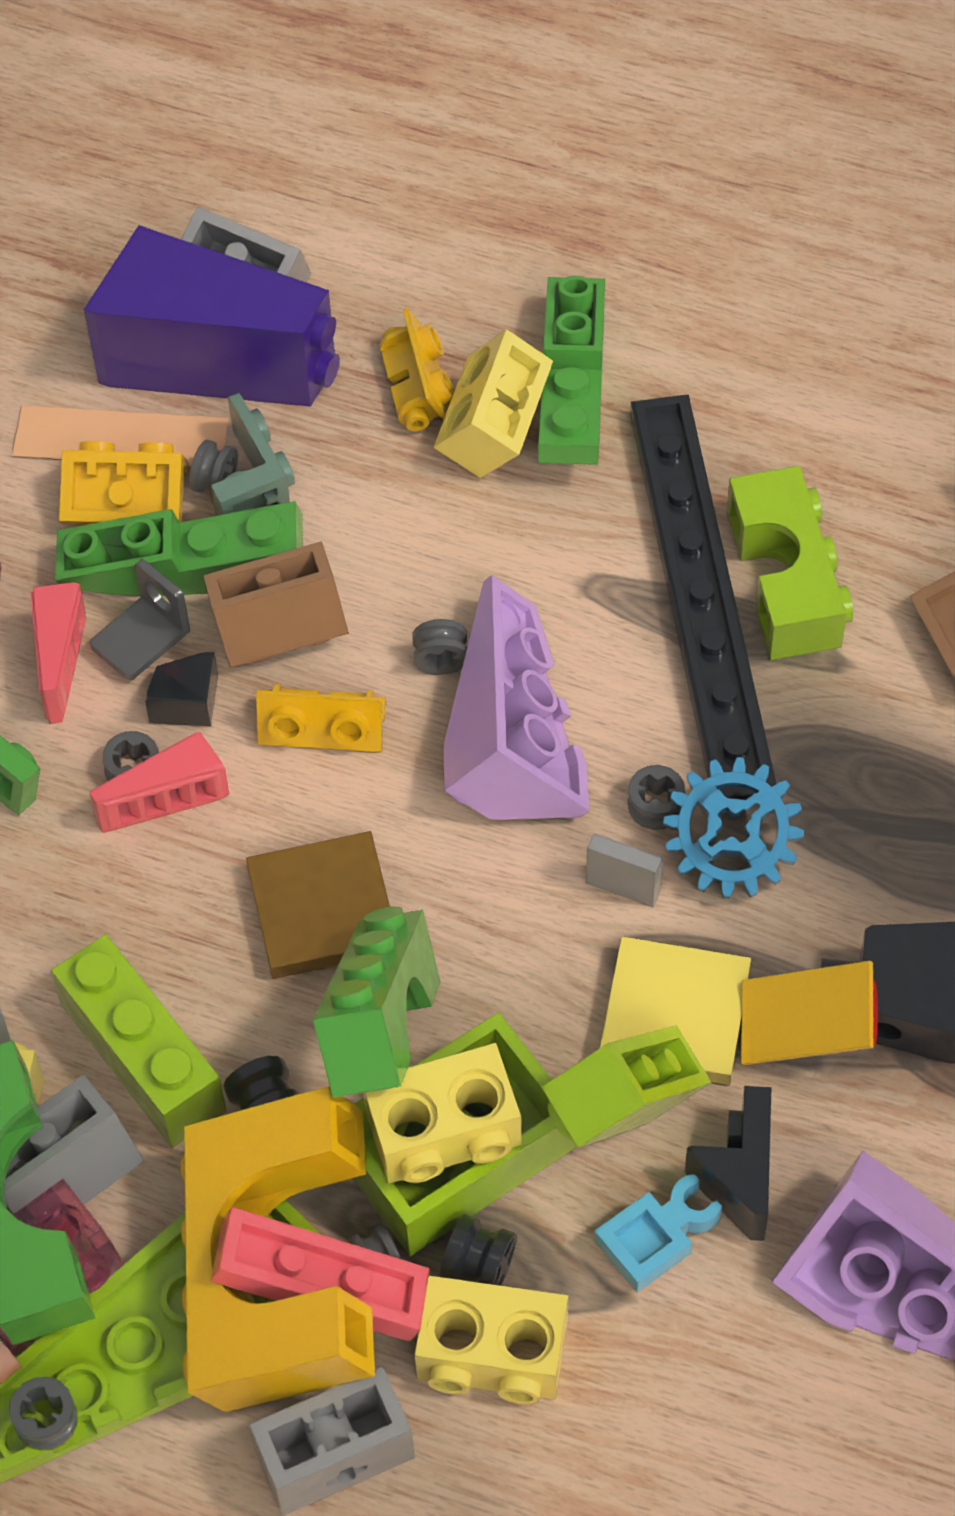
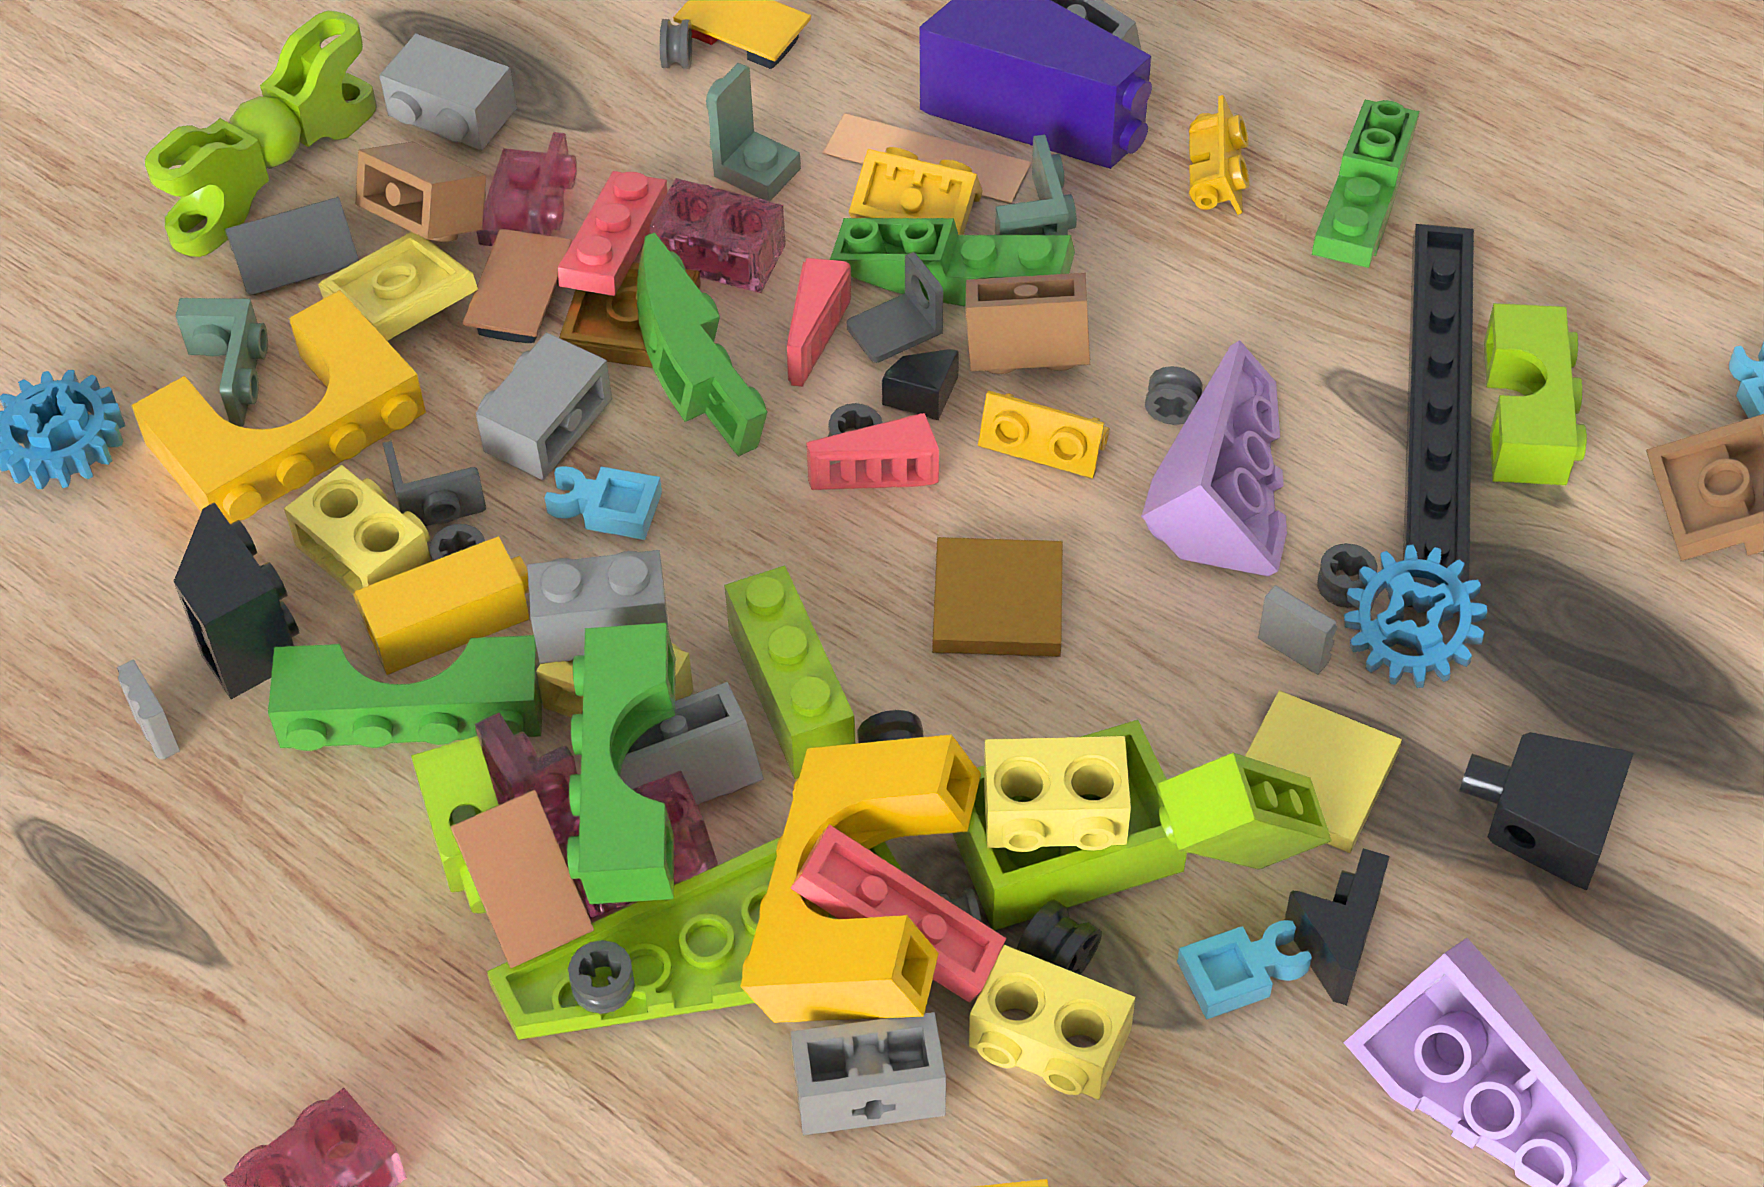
camera: 15 degrees right, 5 degrees down
(211, 465) = (1001, 191): dark grey bush -> none
(364, 1009) = (1017, 669): bright green arch -> none
(493, 404) = (1282, 194): light yellow brick -> none
(809, 1013) = (1446, 798): yellow piece -> none

